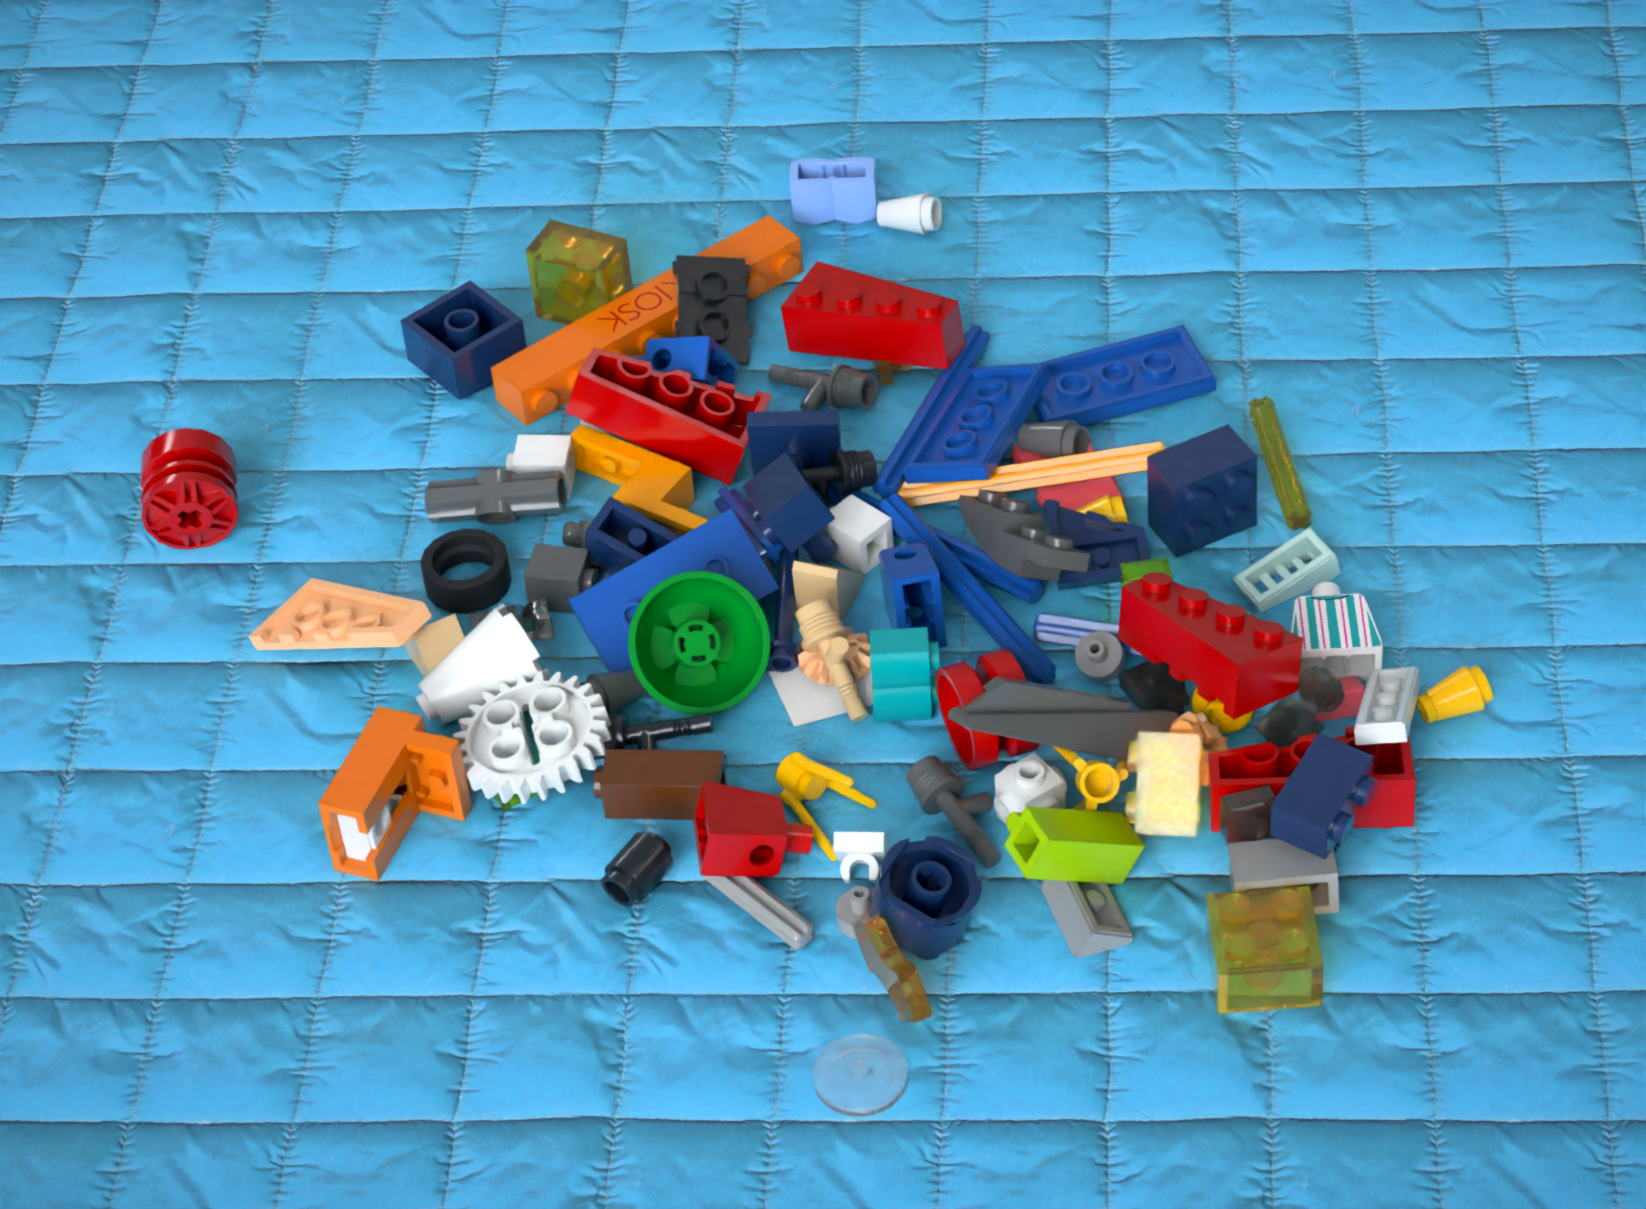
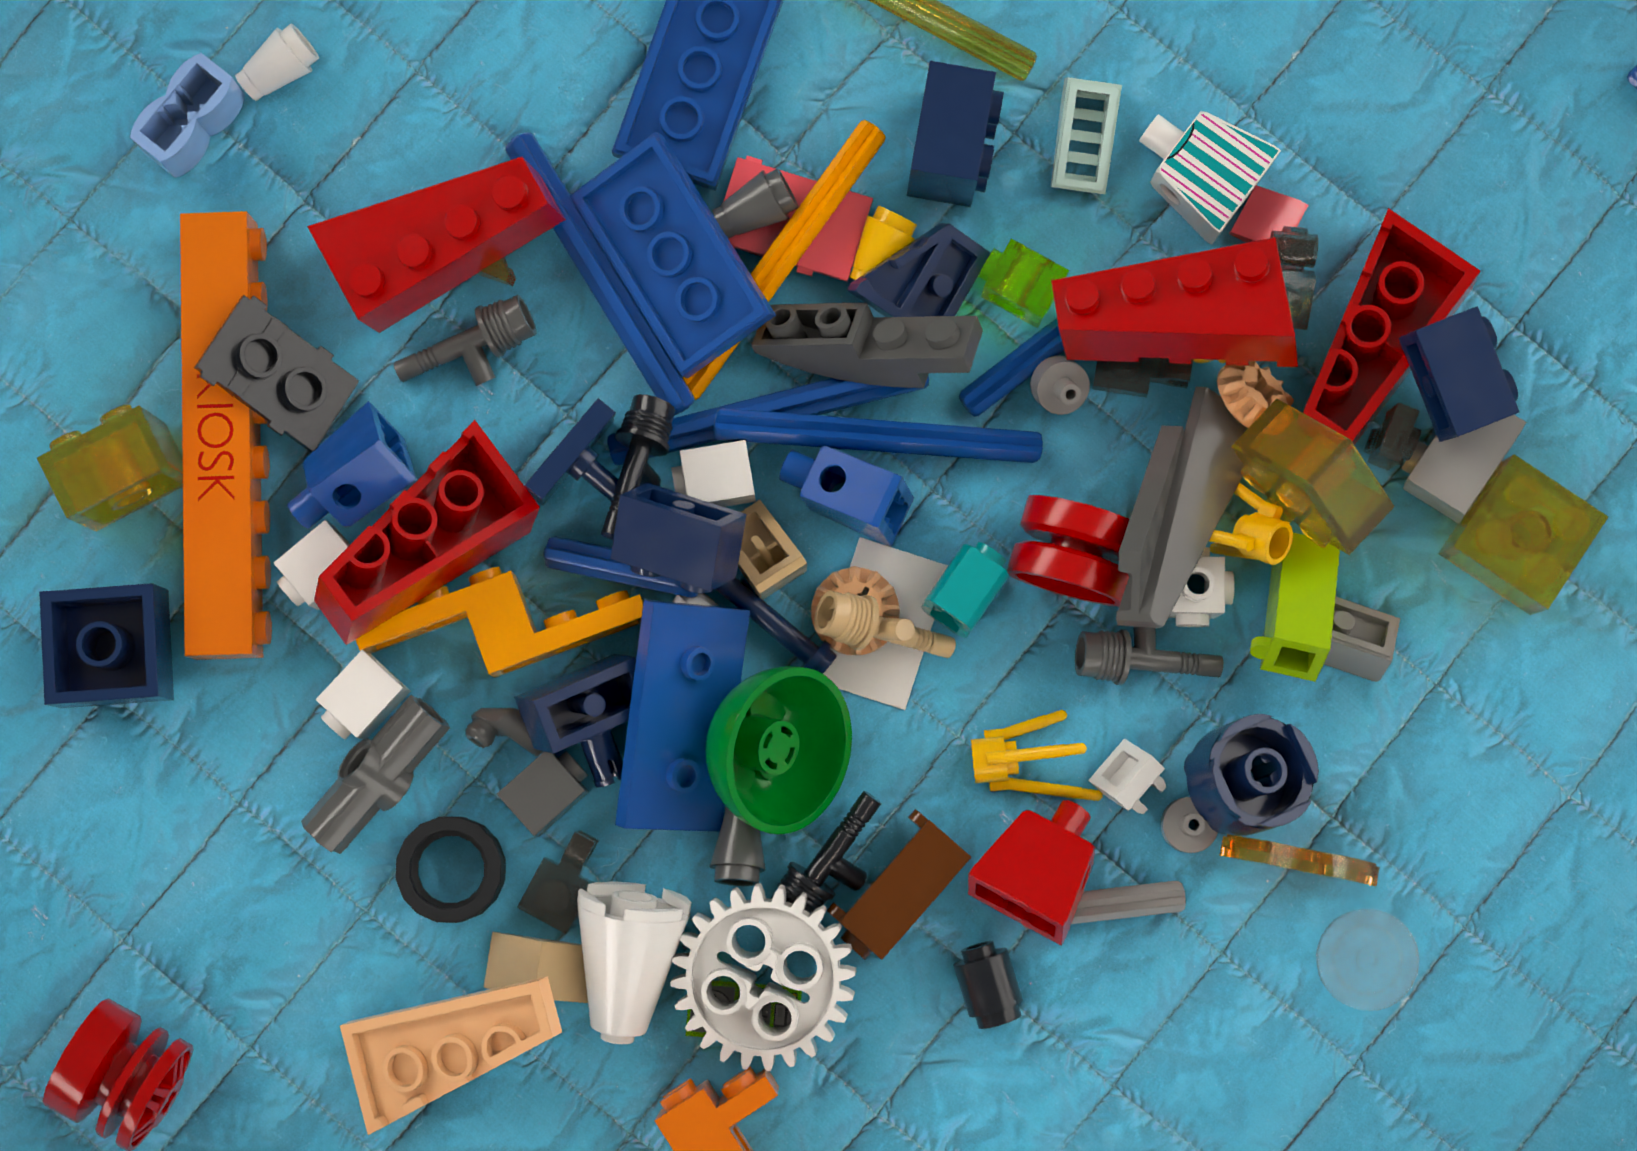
camera: 60 degrees left, 40 degrees up
(1387, 706) = (1366, 213): white tile -> none
(1456, 695) = (1360, 127): yellow cone -> none

